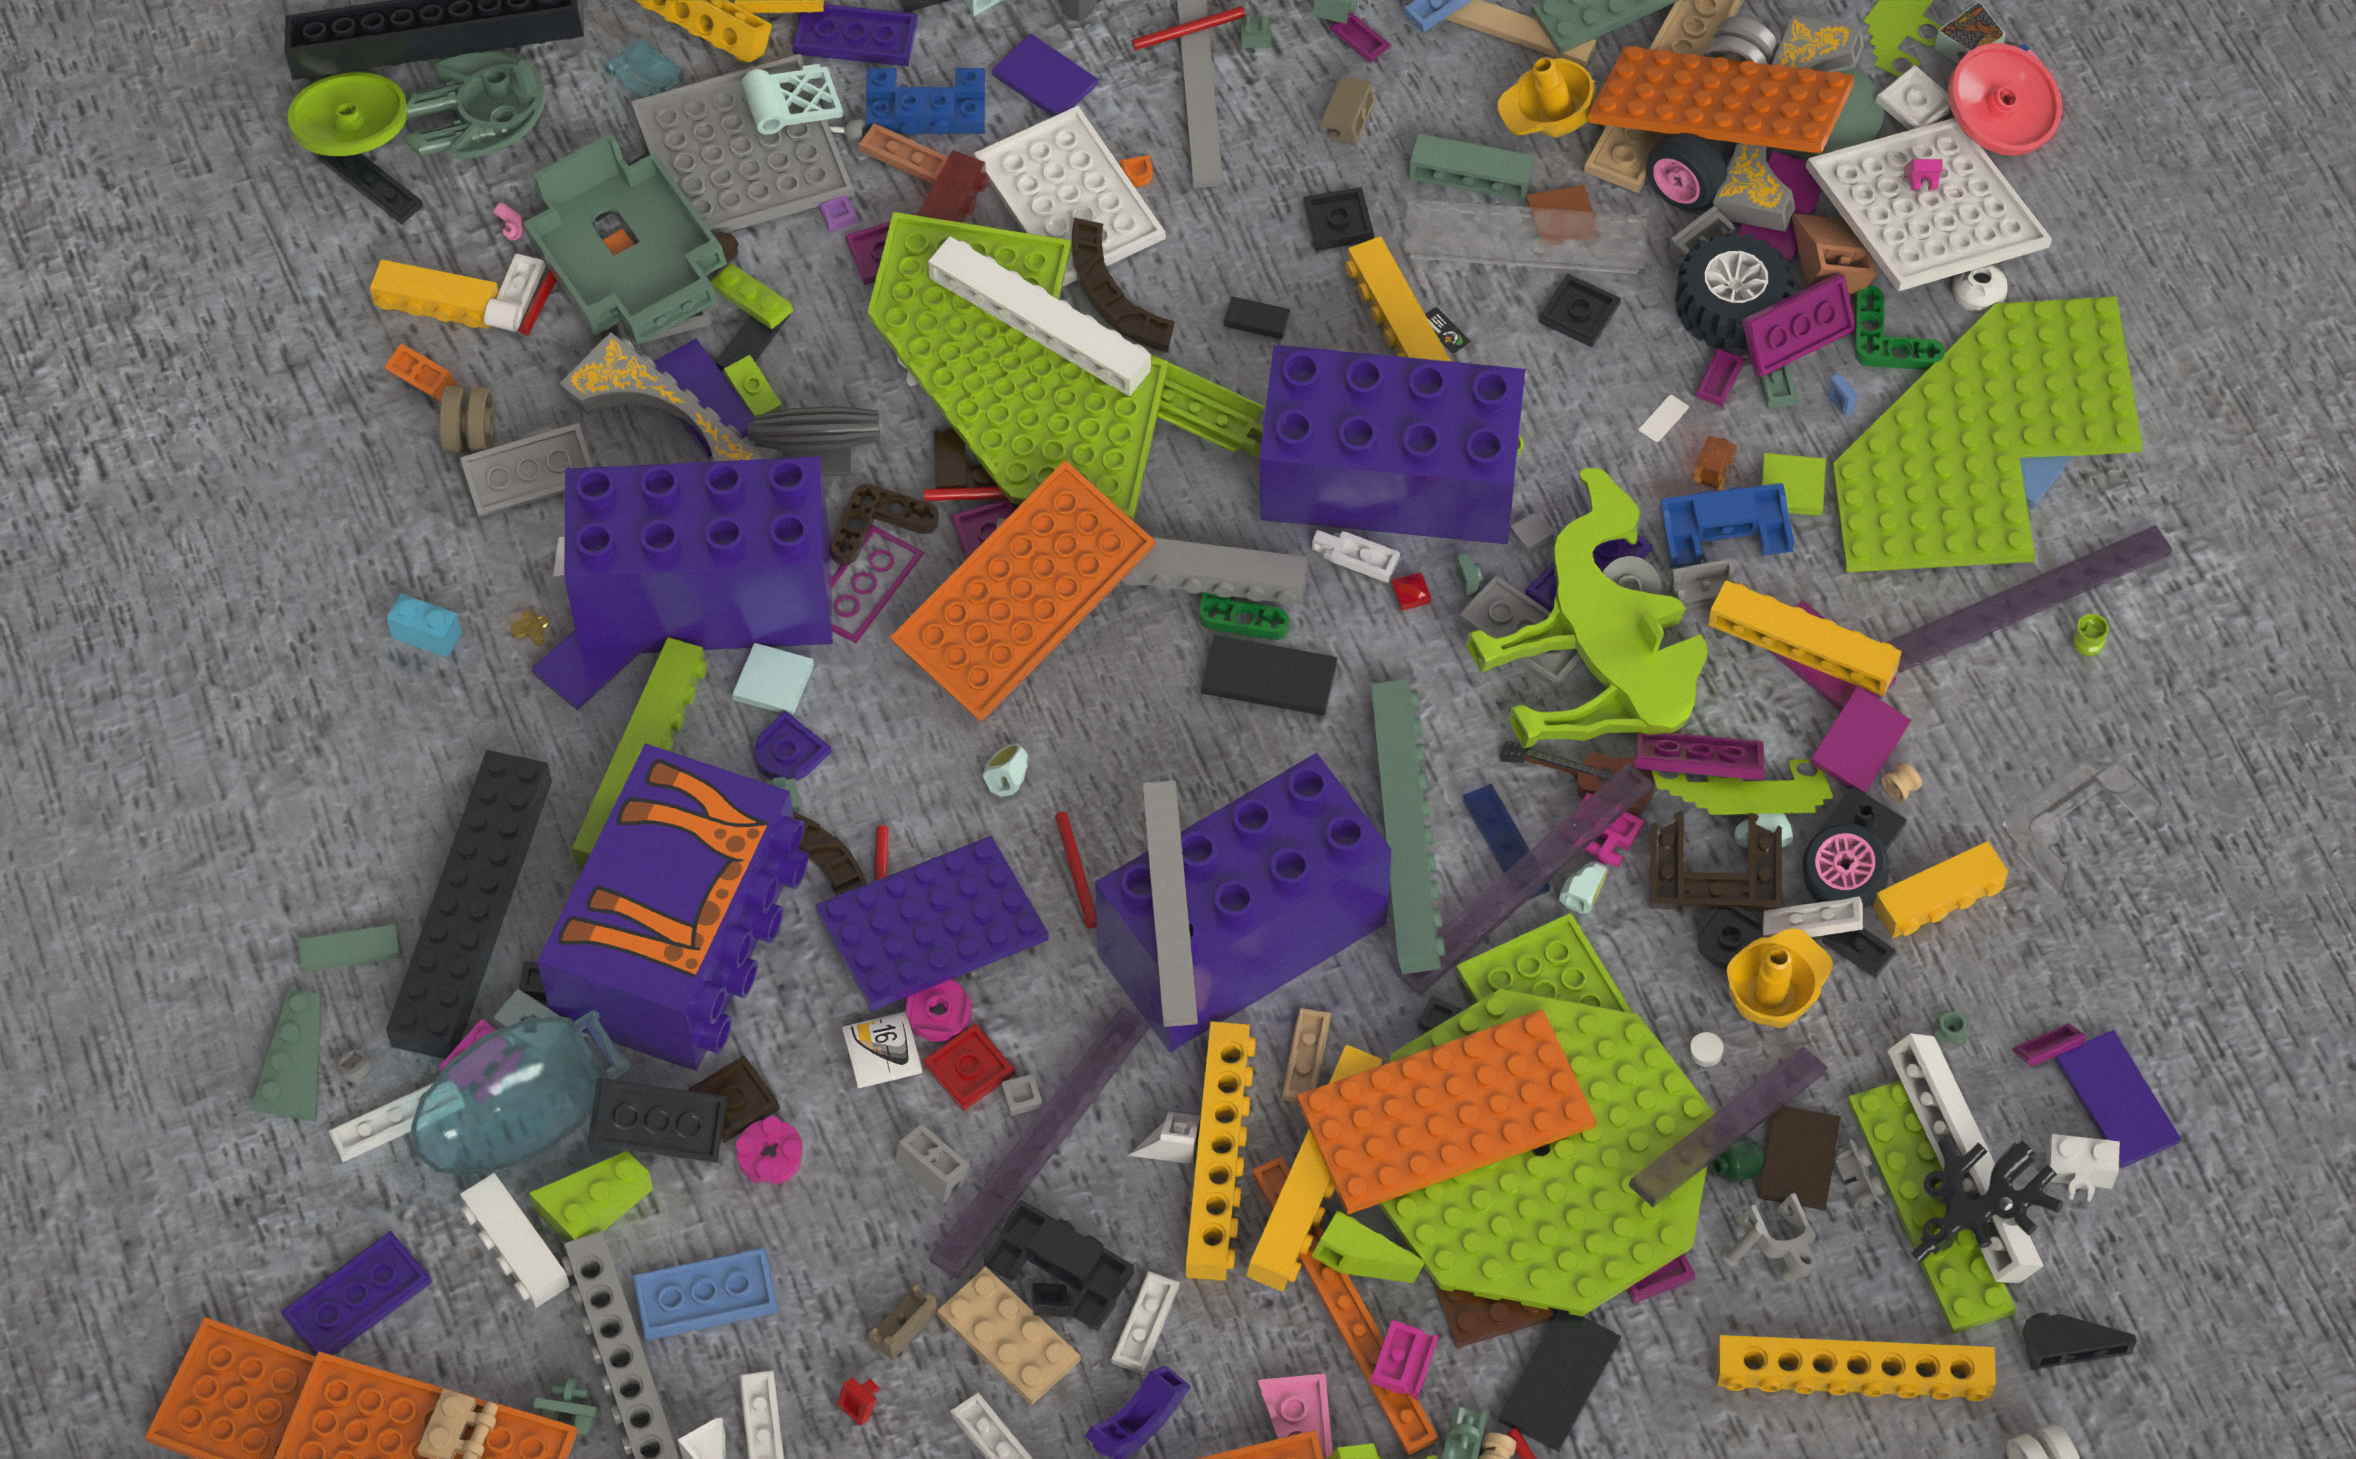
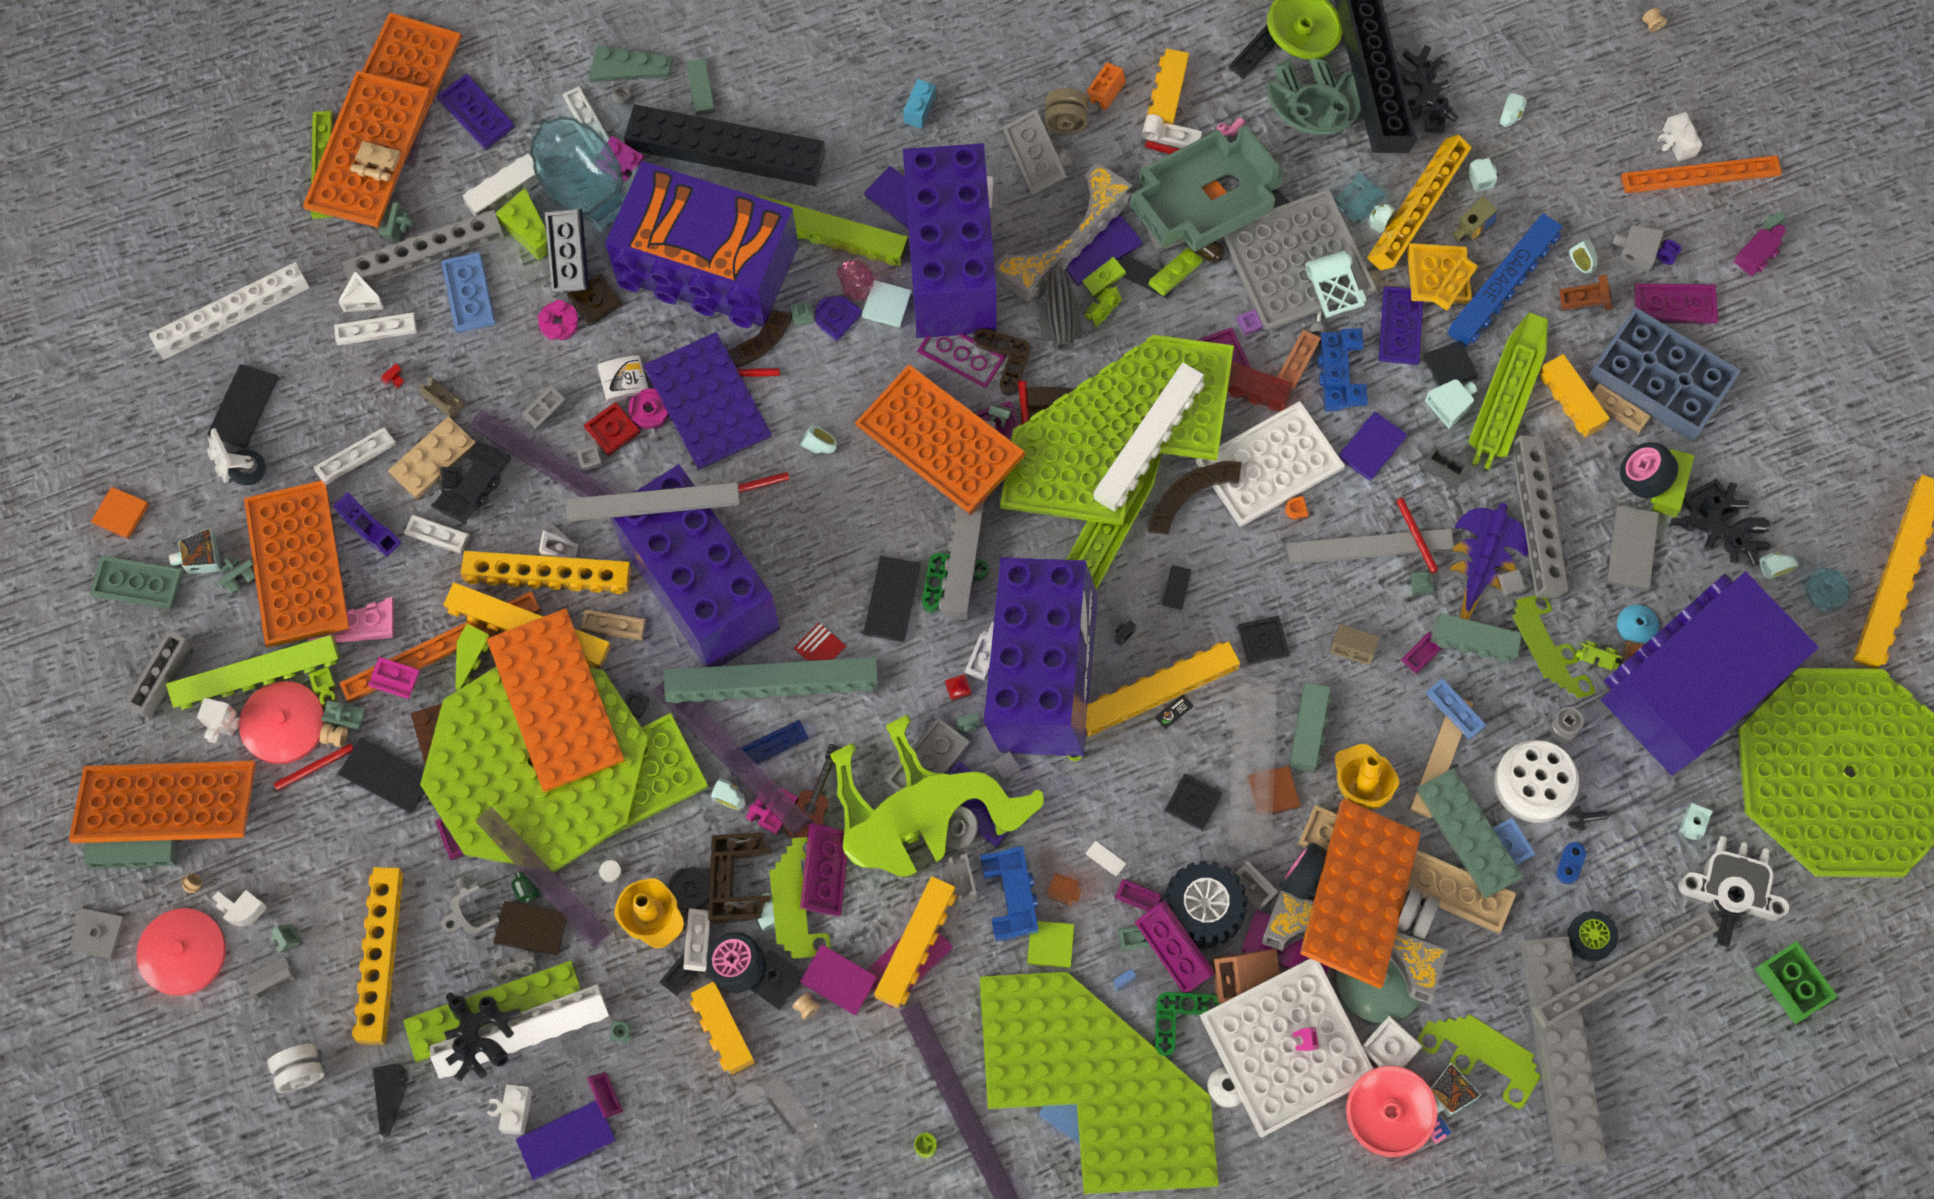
camera: 90 degrees right, 10 degrees up
(683, 40) = (1381, 217): none -> light aqua rock
(733, 710) = (855, 278): none -> clear pink animal
(789, 384) = (1108, 301): none -> lime hinge
(976, 520) = (1000, 412): none -> sand green tile
(1351, 769) = (819, 645): none -> red sticker

